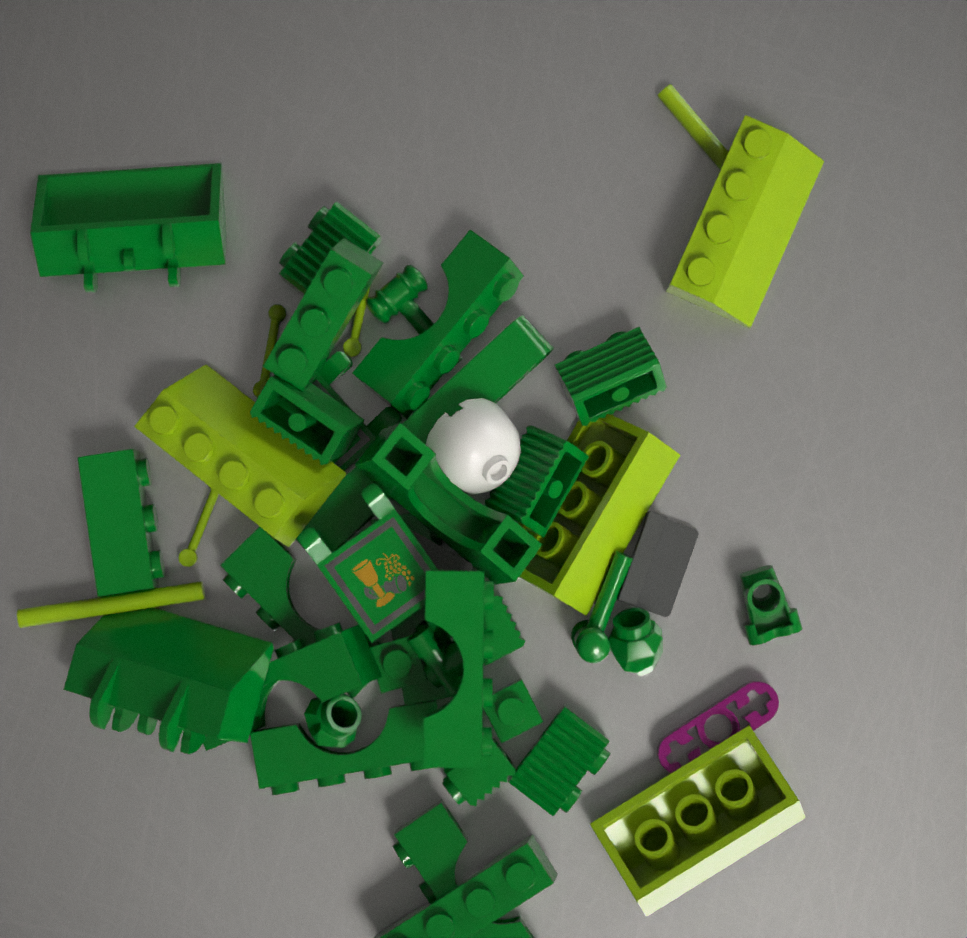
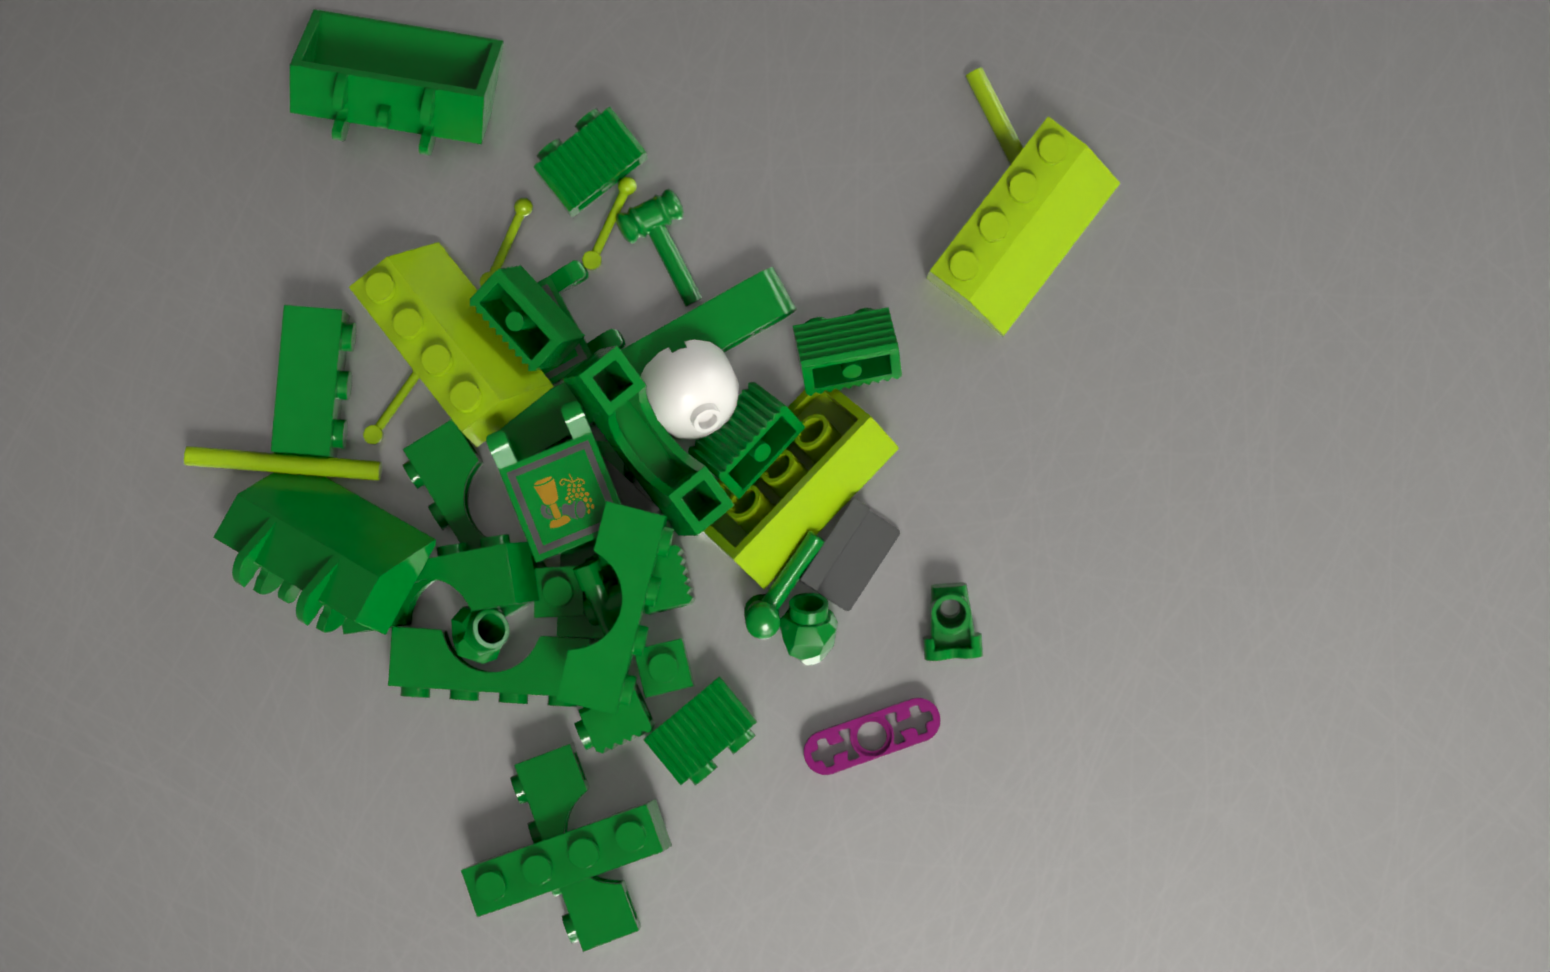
camera: 15 degrees right, 0 degrees up
(323, 314) = (567, 217): green brick -> none
(409, 368) = (644, 294): green arch -> none
(698, 820) = (827, 825): lime slope -> none

